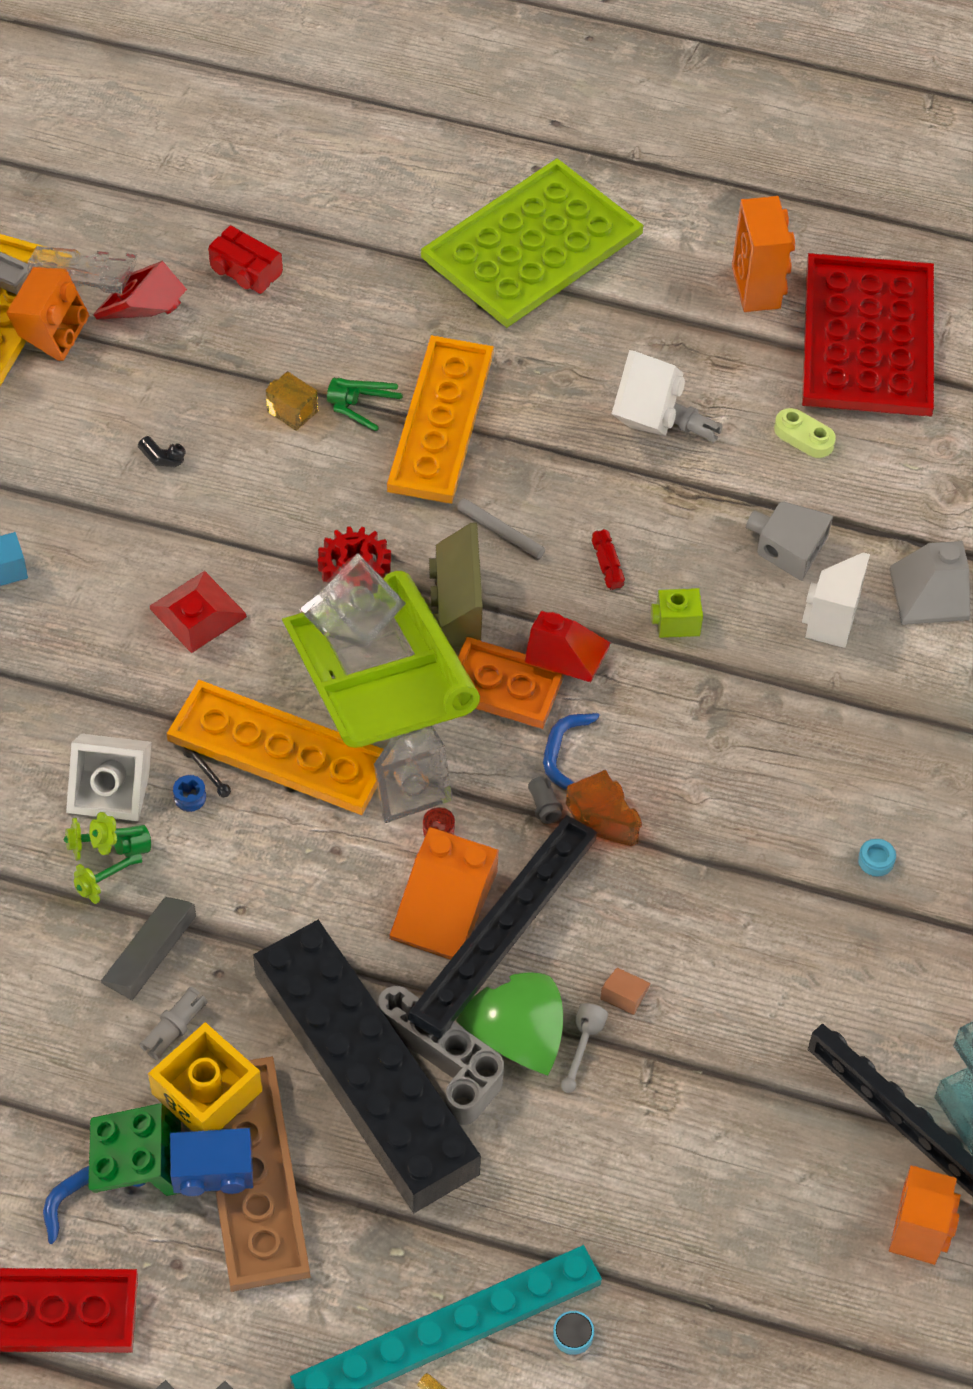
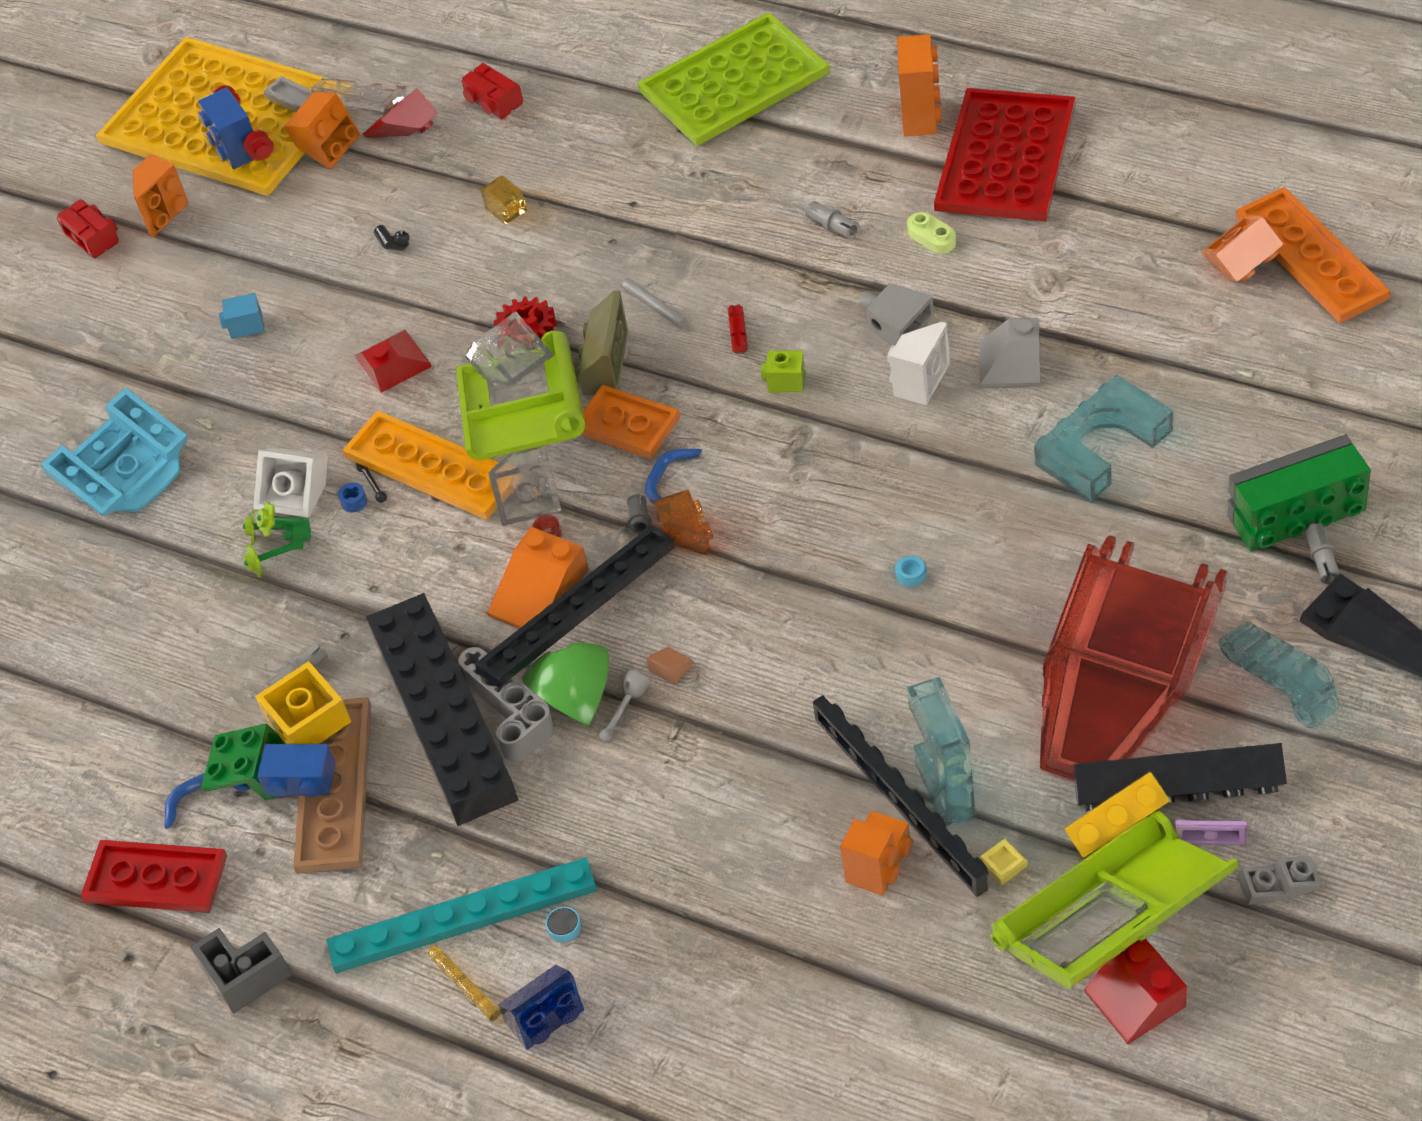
camera: 20 degrees right, 5 degrees down
(149, 947) = (294, 612): dark grey slope -> none
(346, 392) = (549, 194): green plant -> none
(440, 419) = (623, 216): light orange plate -> none
(565, 647) = (679, 392): red slope -> none
(648, 394) = (792, 195): white slope -> none

